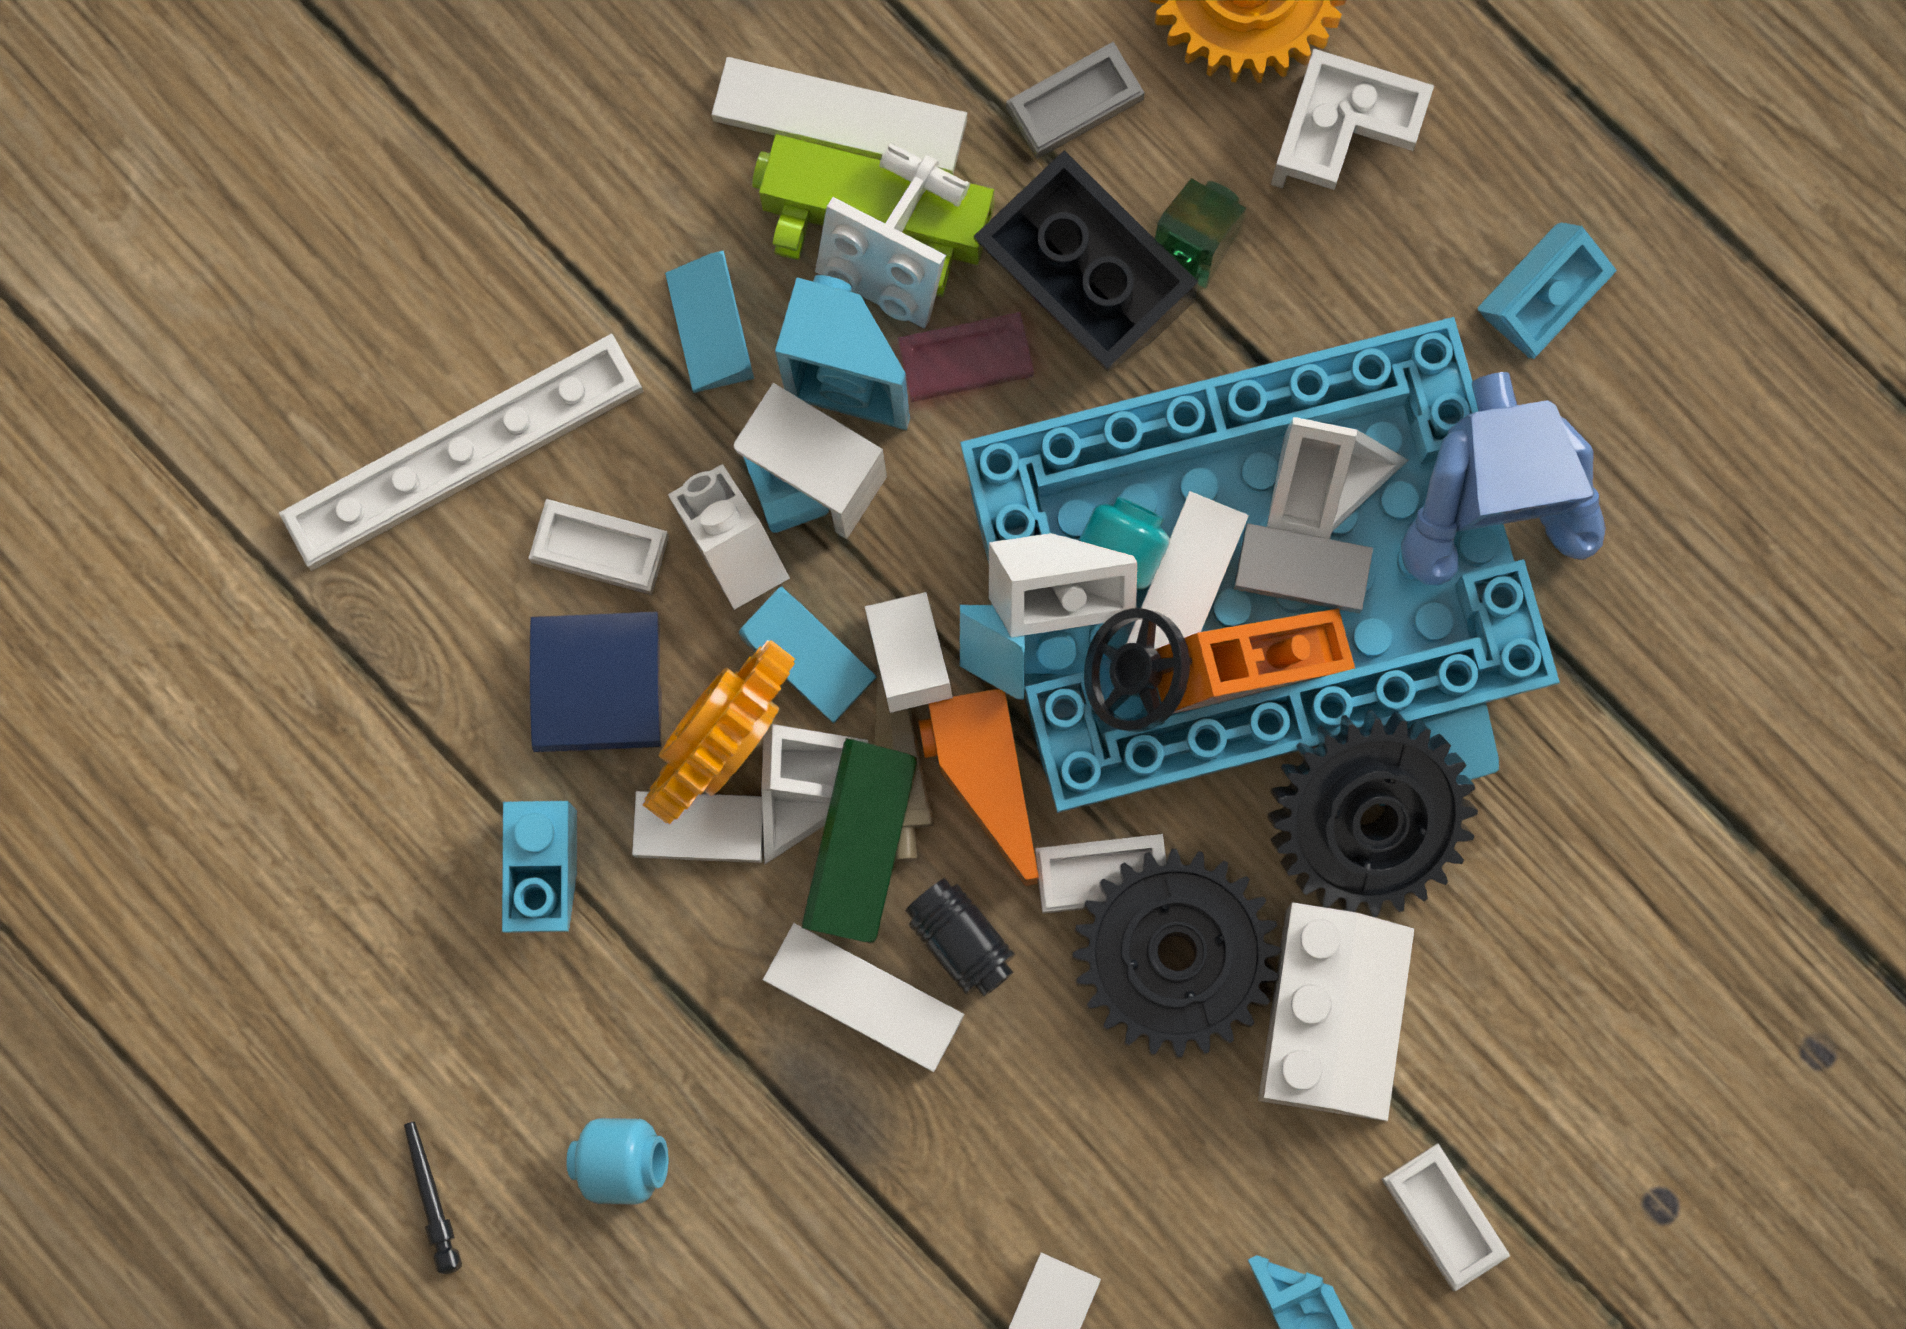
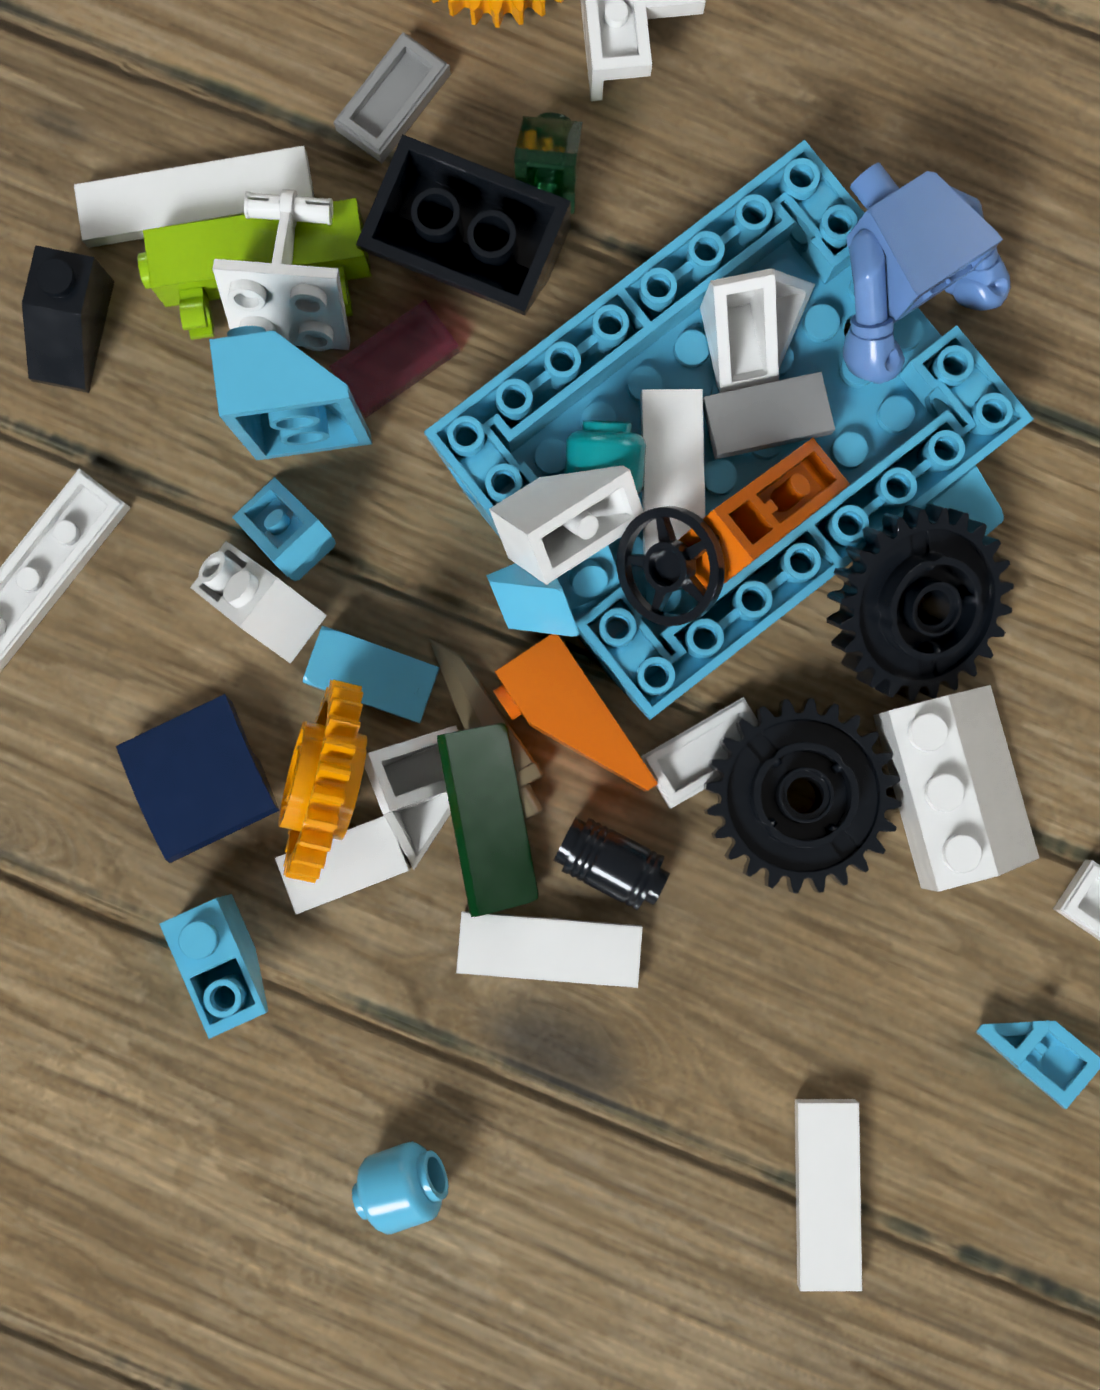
camera: 25 degrees left, 5 degrees up
(438, 1229) = (271, 1310): black piece -> none
(598, 546) = (149, 658): white tile -> none
(662, 184) = (64, 317): none -> black slope
(709, 323) = (160, 423): medium azure slope -> none
(814, 455) = (299, 497): white panel -> none
(908, 652) = (458, 636): white tile -> none
(1547, 288) = (863, 89): medium azure slope -> none

